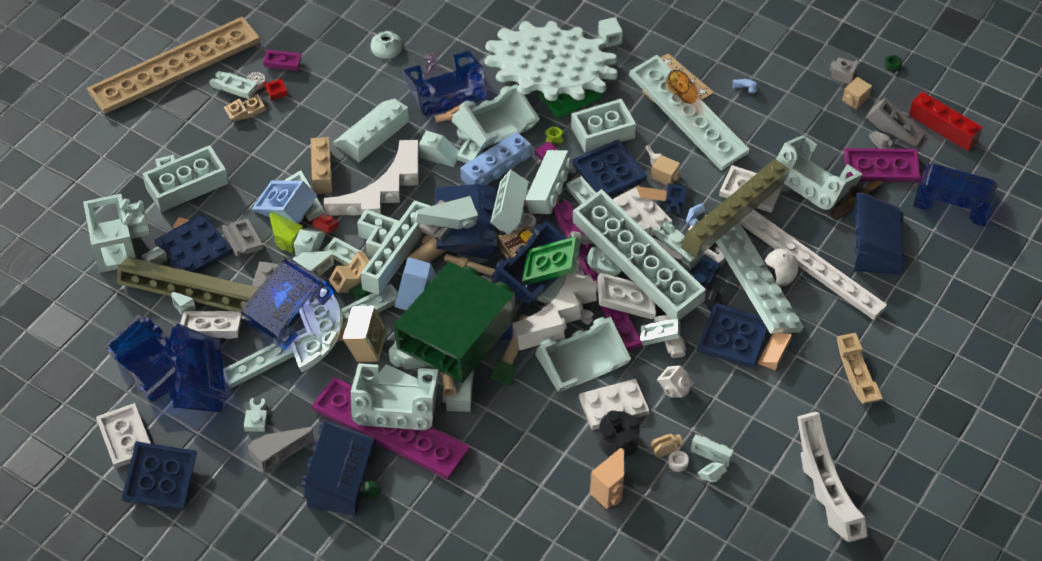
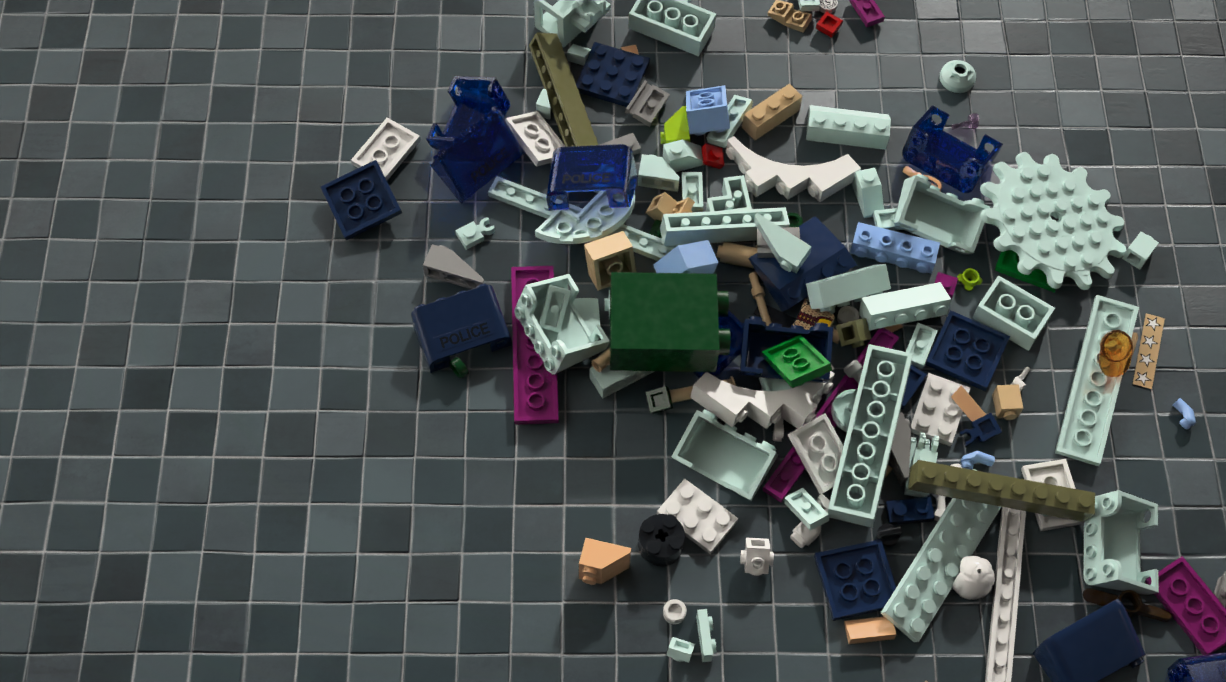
camera: 55 degrees right, 10 degrees up
(379, 390) = (554, 308): none -> light aqua plate
(546, 216) = (854, 333): none -> olive brick
(666, 444) = (681, 589): tan arm -> none

